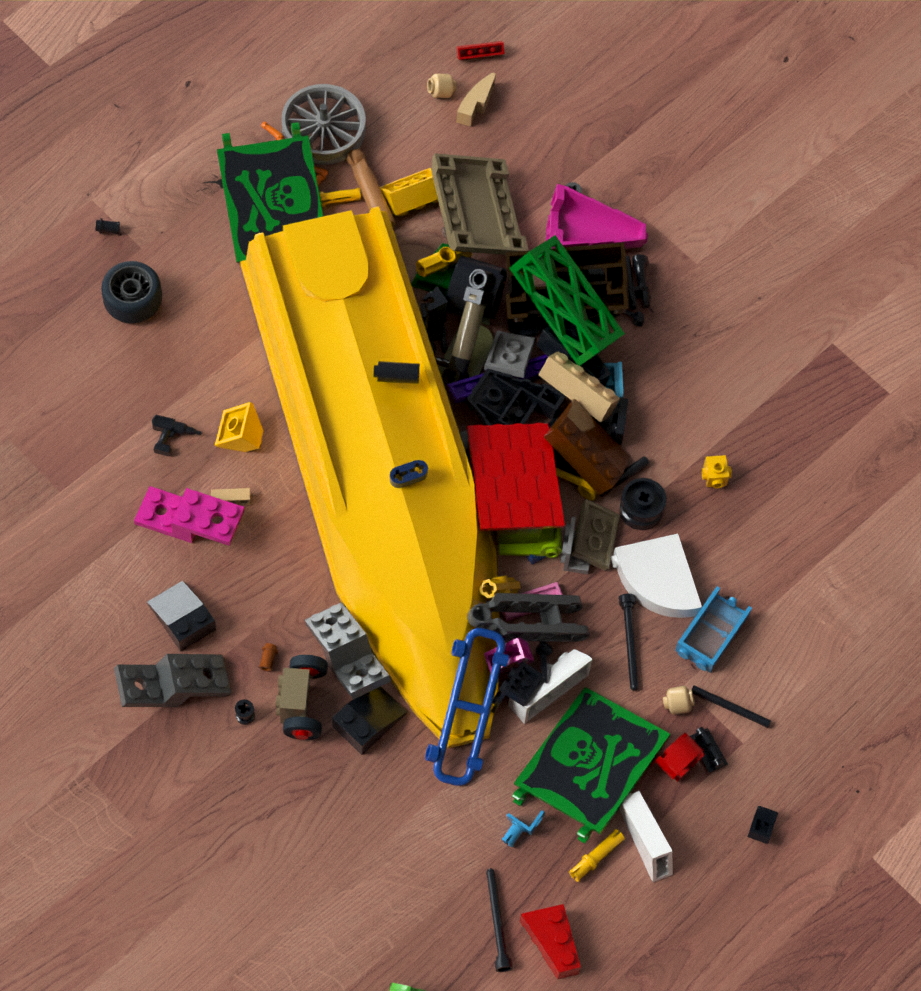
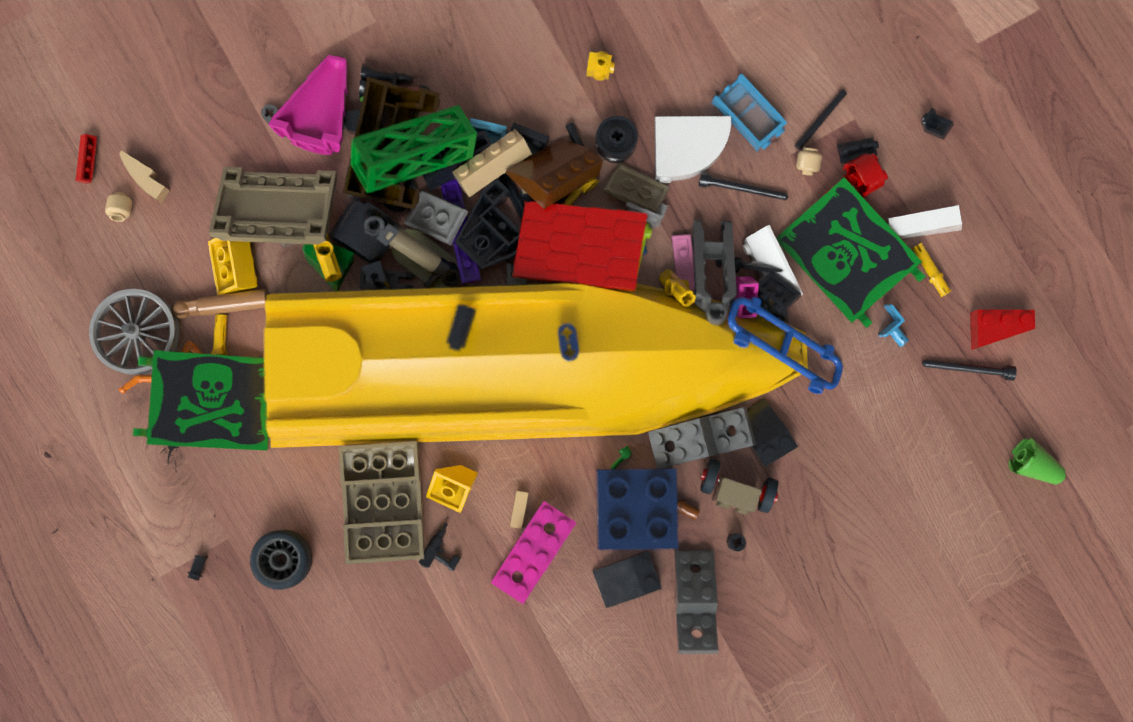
camera: 75 degrees left, 20 degrees up
(209, 368) = (382, 502): none -> dark tan slope
(256, 599) = (636, 509): none -> dark blue brick
(313, 586) = (625, 453): none -> green hand

